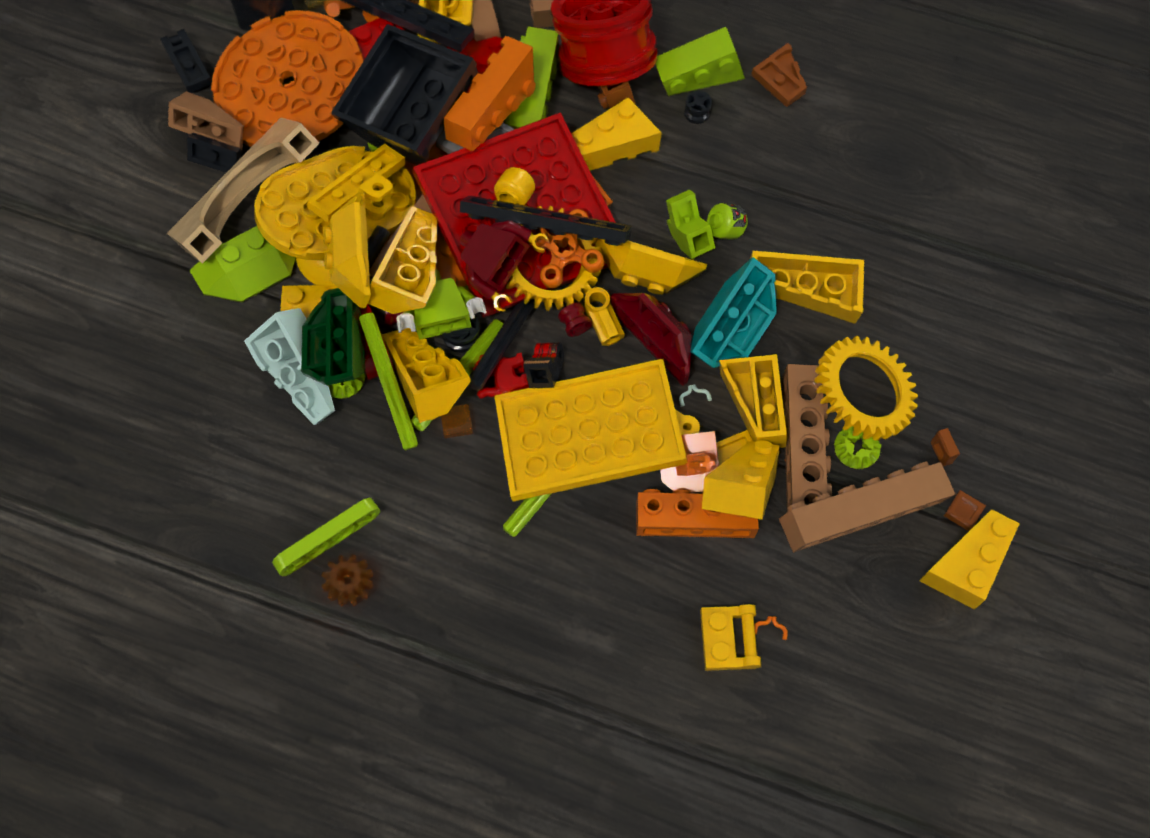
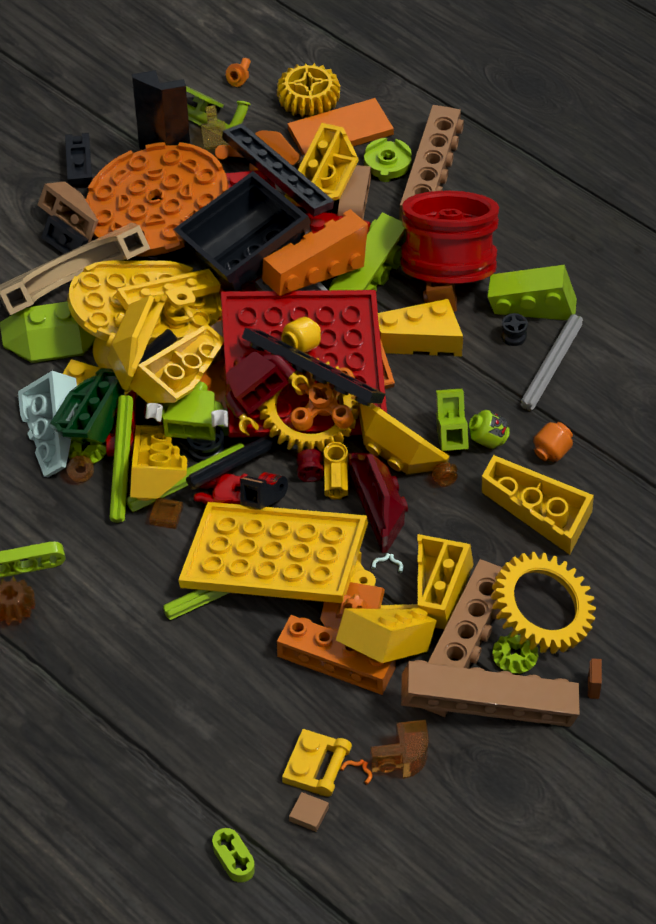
camera: 25 degrees right, 15 degrees down
(348, 395) = (80, 461): none -> clear orange plate
(704, 766) = (239, 852): none -> lime beam
(705, 282) = (445, 474): none -> clear orange plate
(736, 315) = (457, 506): teal wedge -> none
(747, 128) = (551, 362): none -> light grey axle
(747, 694) = (309, 811): none -> medium nougat tile
(781, 76) = (607, 326): dark orange wing -> none
(790, 213) = (553, 441): none -> orange head
(815, 592) = (409, 752): none -> clear orange brick
(964, 510) = (588, 738): dark orange tile -> none
(974, 561) = (570, 775): yellow wedge -> none

